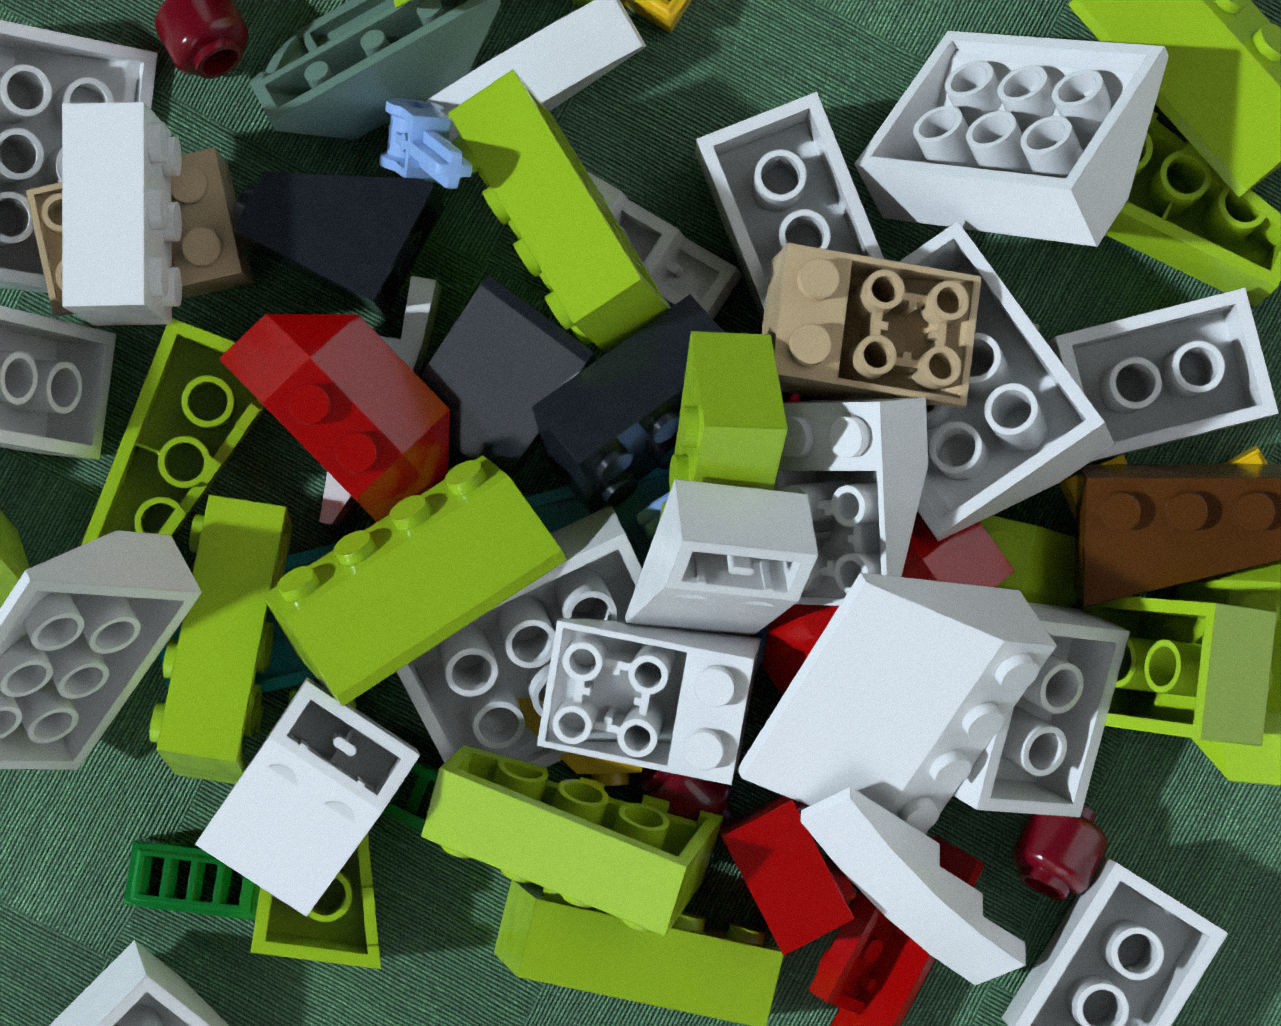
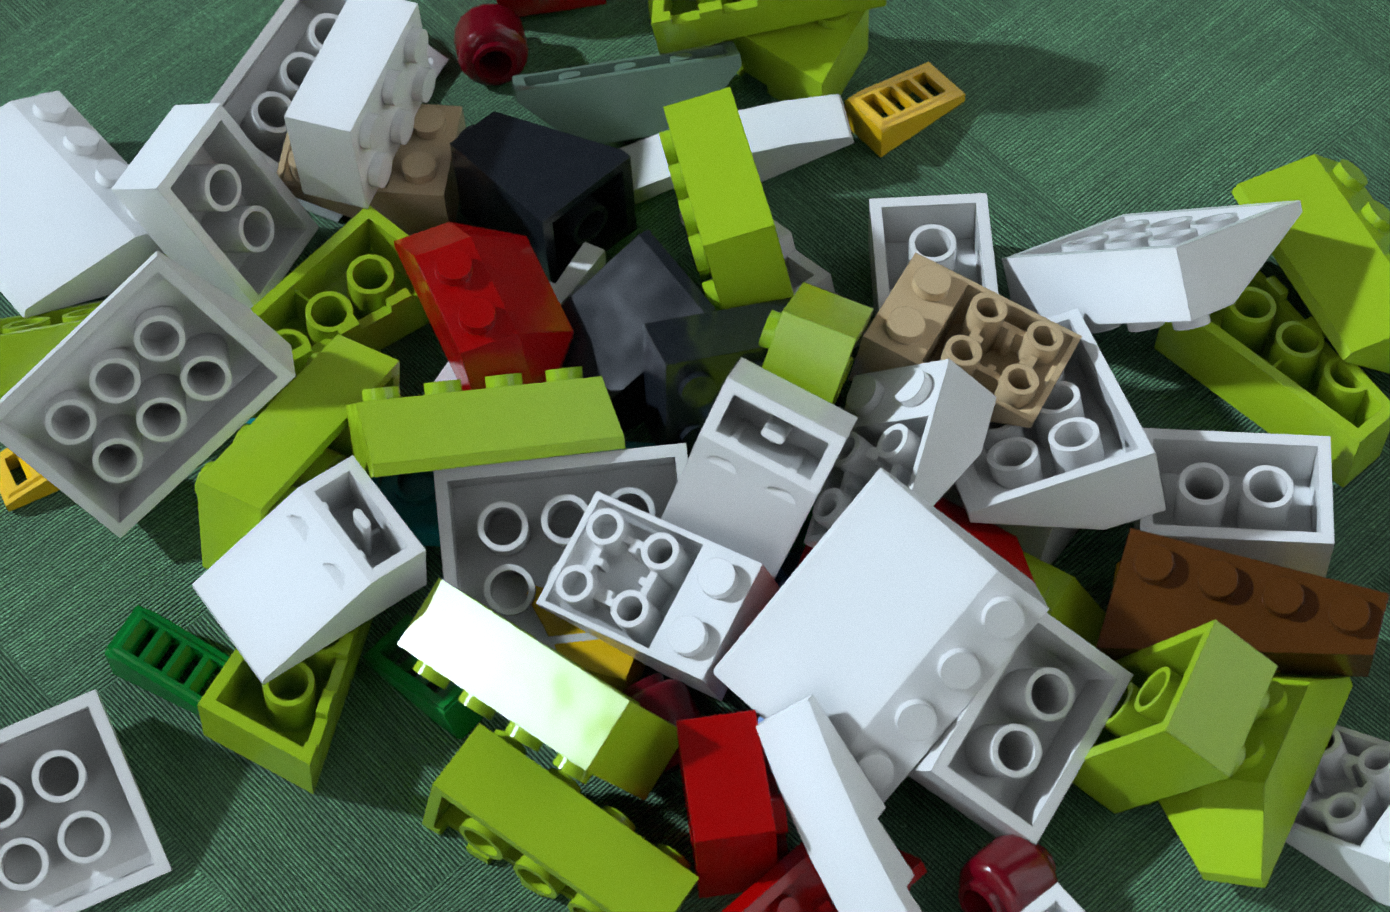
camera: 20 degrees right, 30 degrees down
(421, 144) = (636, 133): light blue connector -> none

